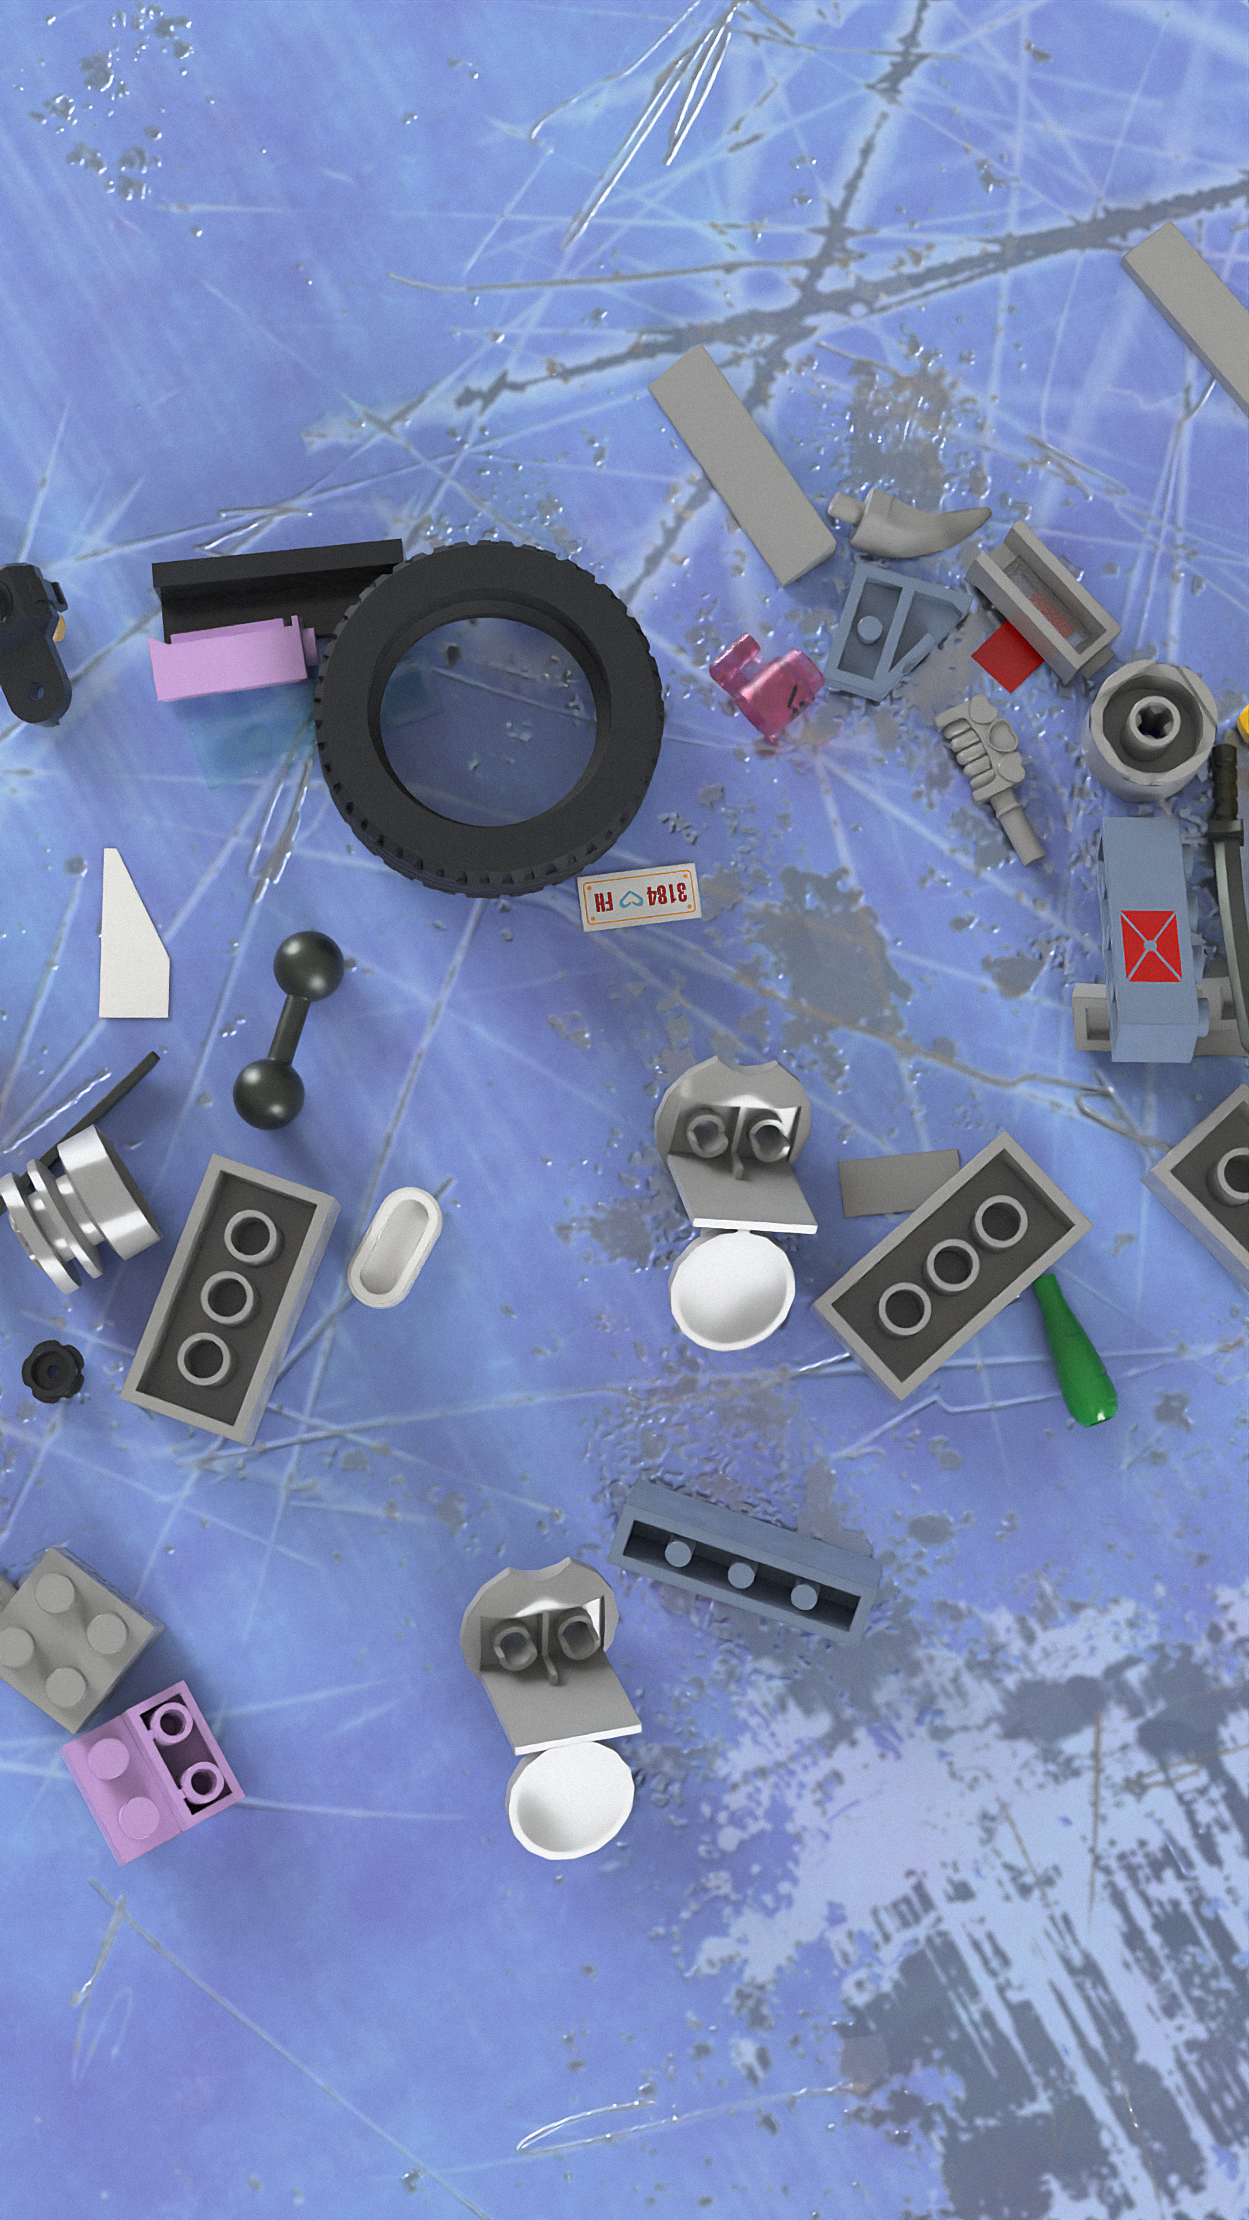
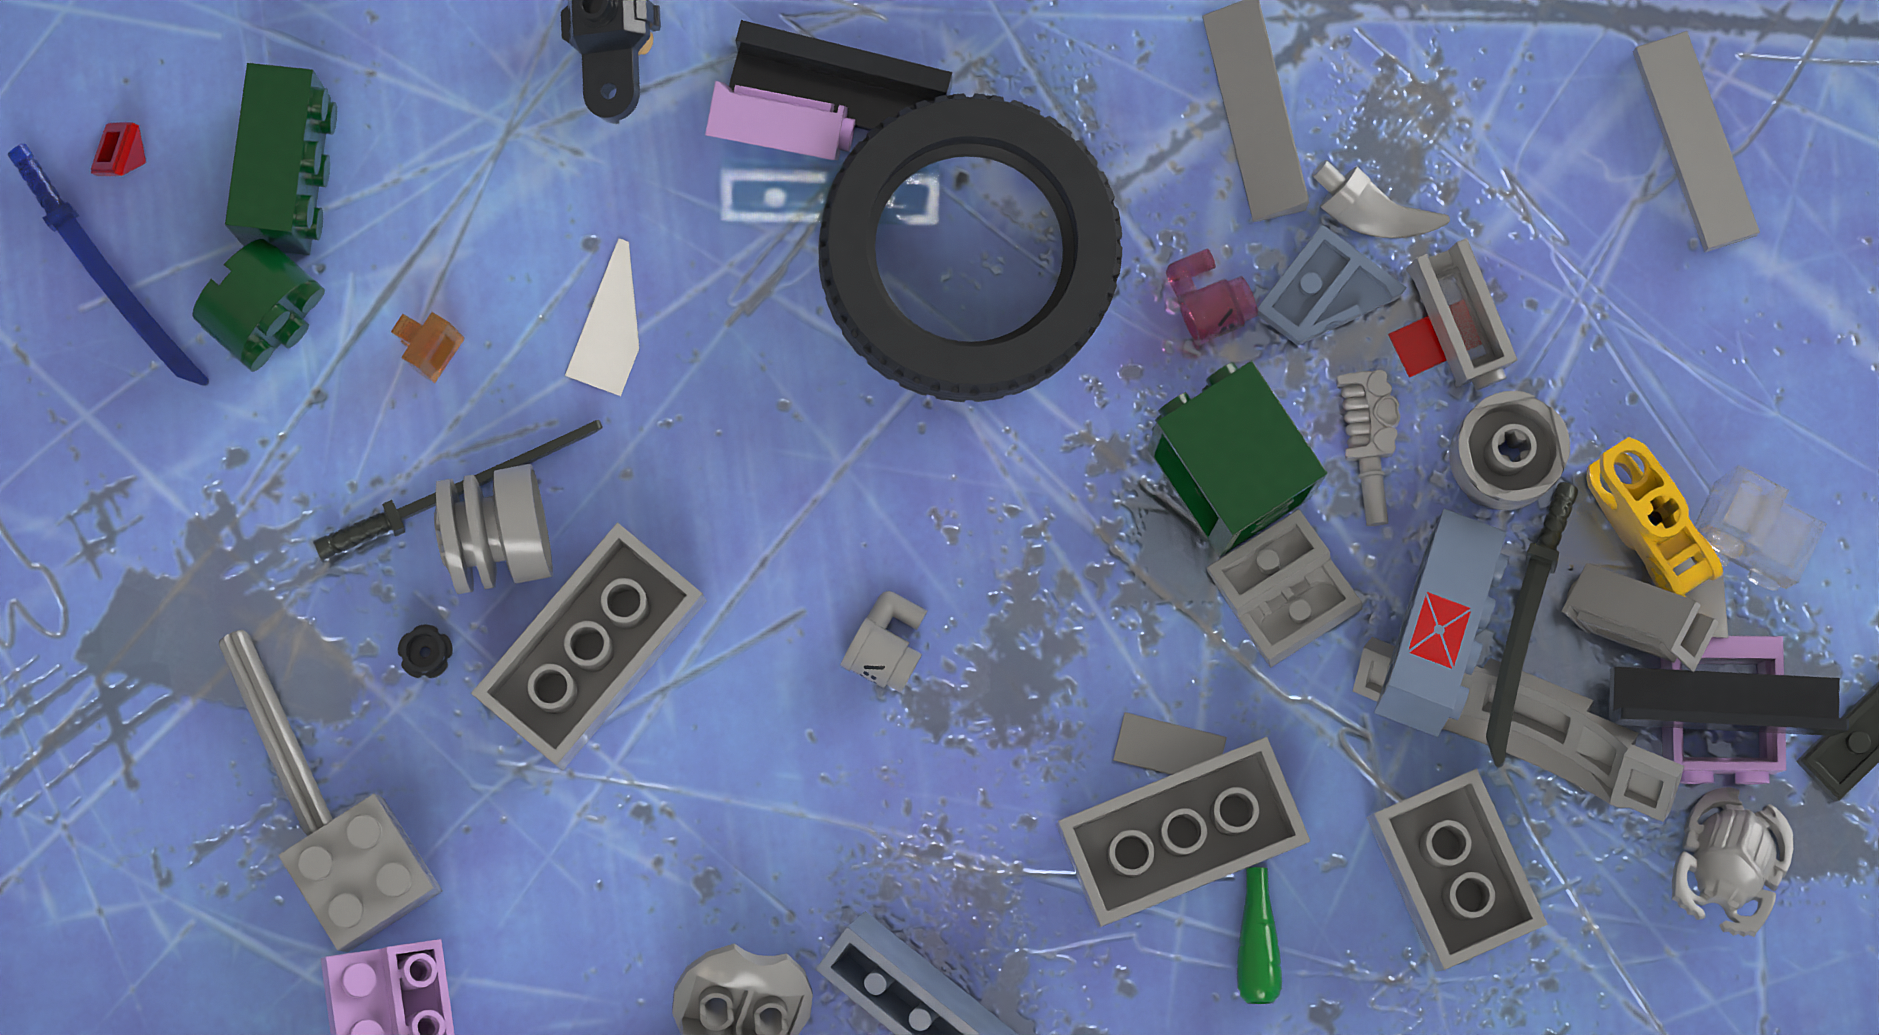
camera: 15 degrees right, 0 degrees up
(269, 1090) = (681, 486): pearl dark grey piece -> none
(395, 1248) = (737, 651): white tile -> none
(552, 1193) = (880, 653): none -> light grey piece
(639, 897) = (1041, 436): white sticker -> none
(735, 1185) = (1037, 672): light grey piece -> none
(858, 839) = (1234, 456): none -> dark green container
(961, 965) = (1284, 588): none -> light grey slope

